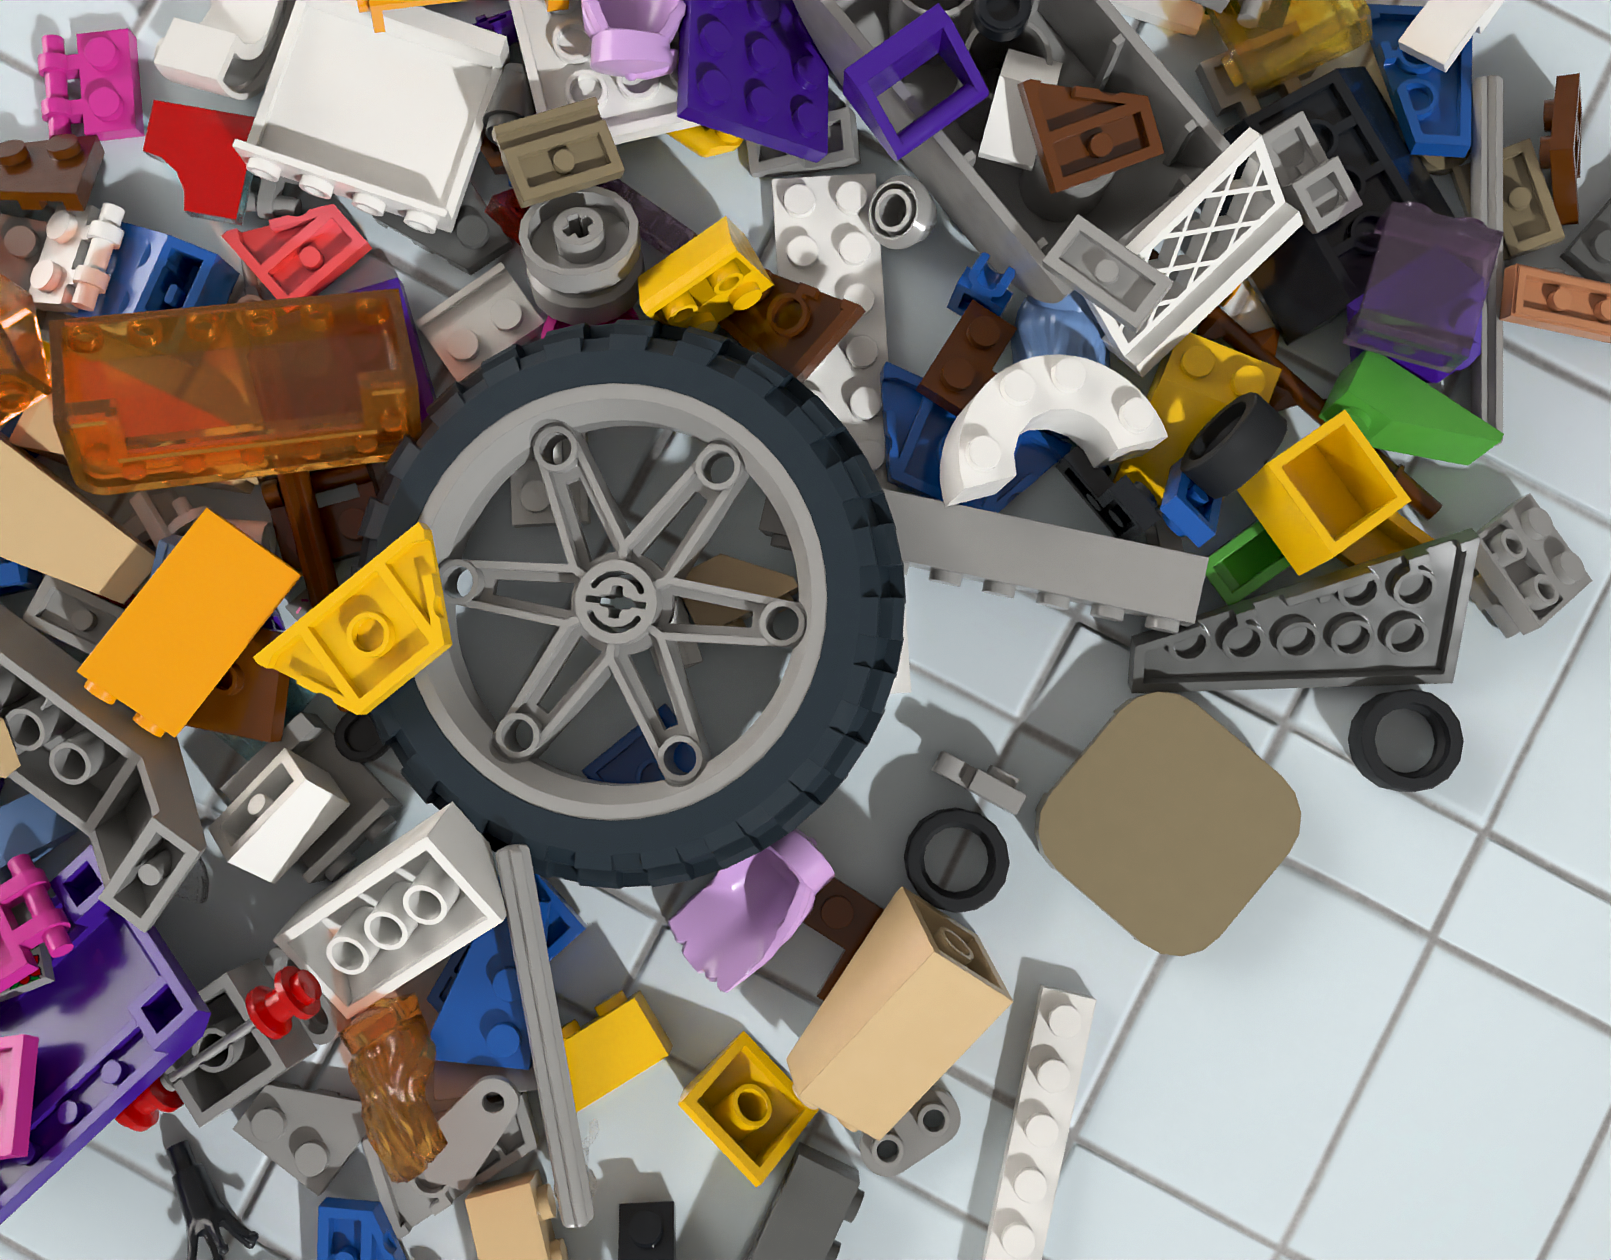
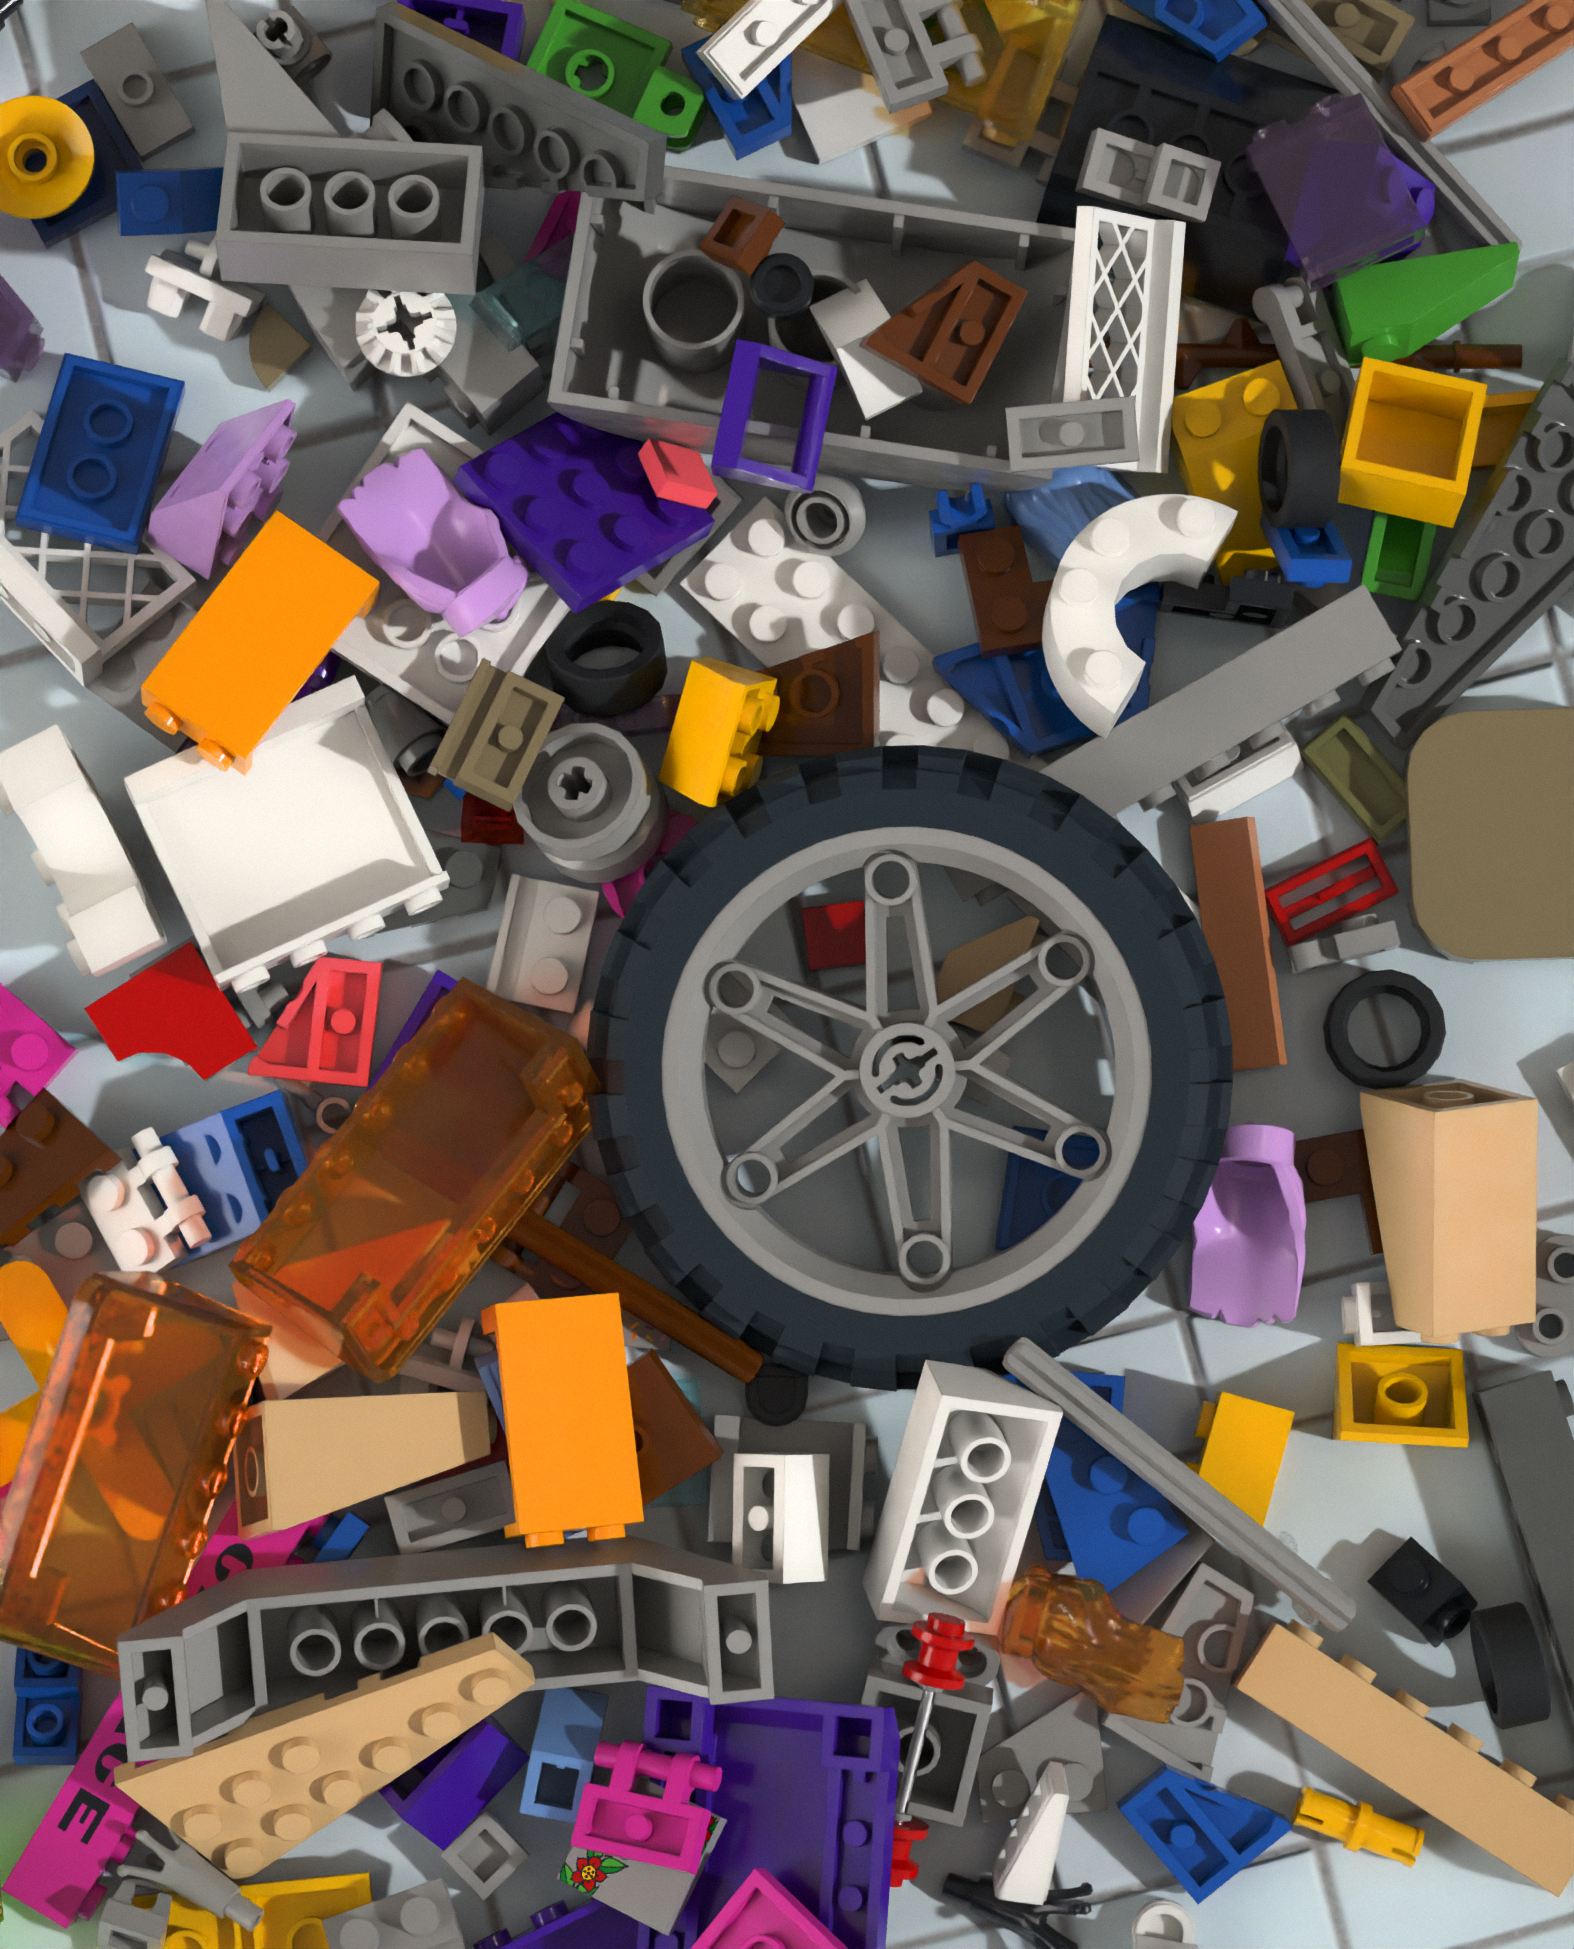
camera: 40 degrees left, 0 degrees up
(241, 1176) = (1029, 1853): none -> white slope
(370, 629) = (726, 1280): yellow wing -> none
(472, 1131) = (1196, 1619): light grey piece -> none
(658, 477) = (835, 935): none -> red tile
(671, 198) = (615, 688): none -> black tyre
(777, 1035) = (1371, 1316): none -> white bracket
(826, 100) = (677, 473): none -> coral tile
(915, 718) = (1239, 938): none -> nougat tile
(957, 727) = (1377, 868): none -> red tile
(1012, 617) = (1241, 780): none -> white slope
(1087, 683) = (1358, 777): none -> olive tile
(1308, 376) = (1308, 352): none -> light grey plate

